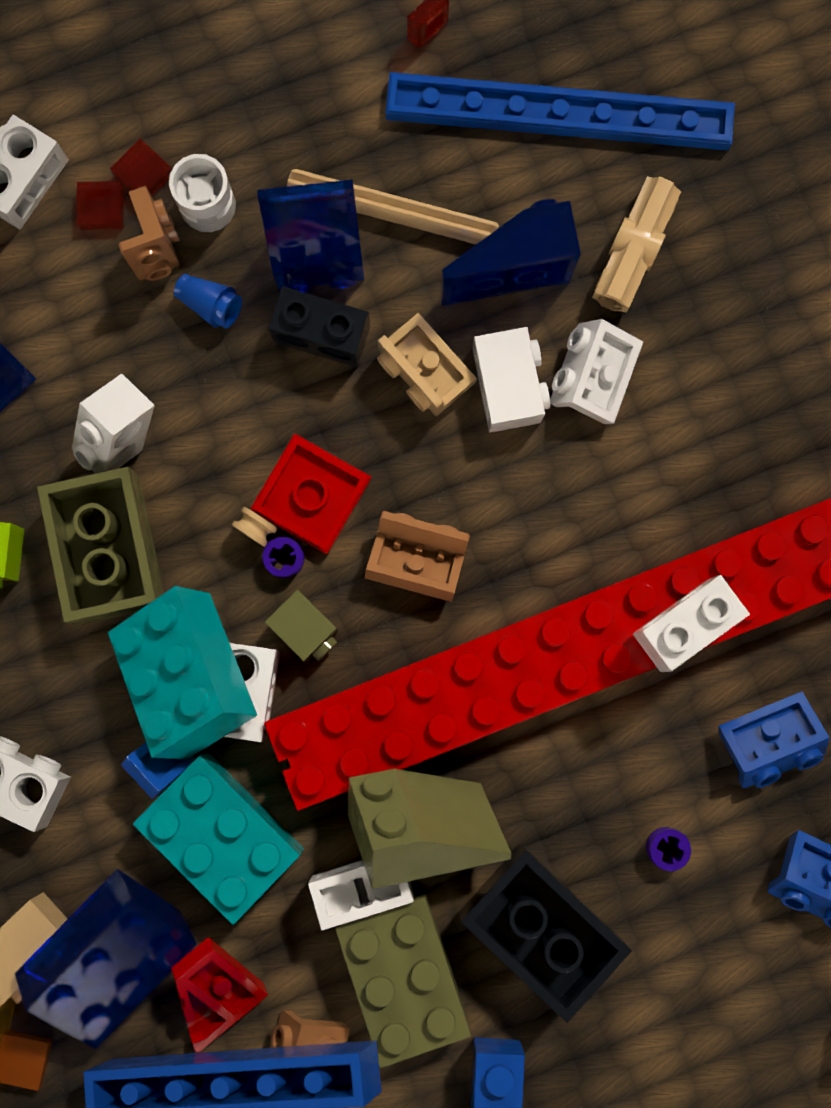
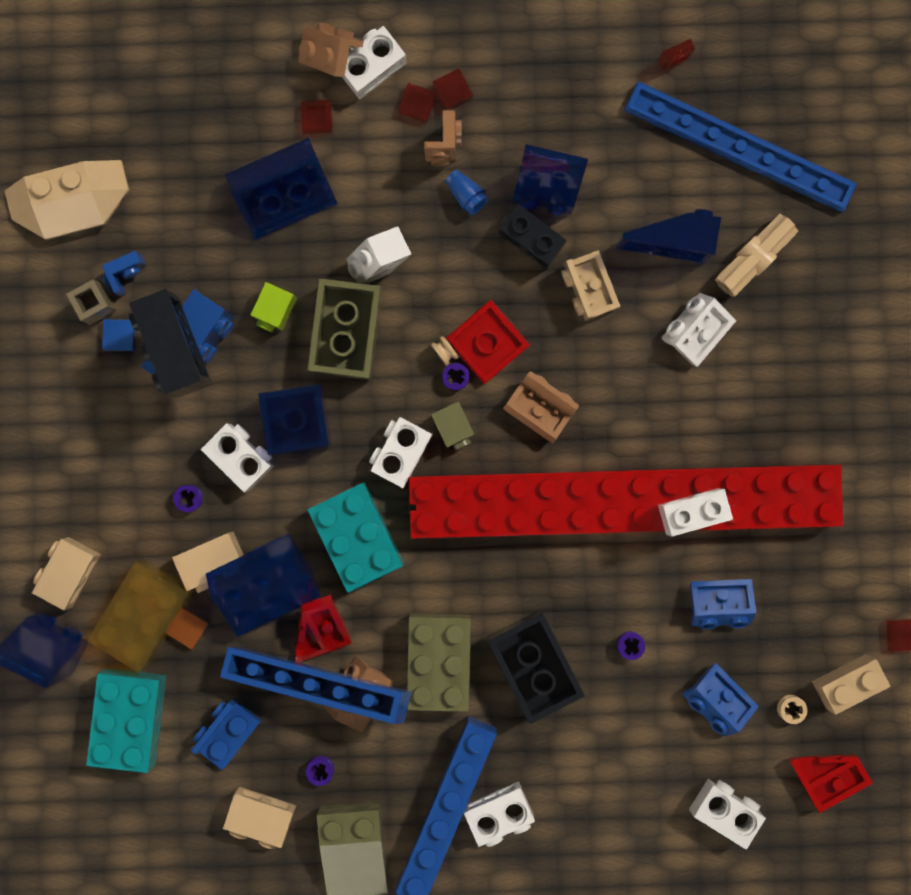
camera: 25 degrees right, 5 degrees up
(72, 700) = (295, 419): none -> clear blue brick
(154, 773) = (335, 477): blue bracket -> none
(181, 674) = (369, 428): teal brick -> none
(202, 192) = (487, 121): white wheel -> none
(347, 895) = (432, 600): white brick -> none
(408, 211) = (608, 174): tan axle -> none
(421, 826) = (484, 574): olive slope -> none
(509, 379) = (641, 314): white brick -> none

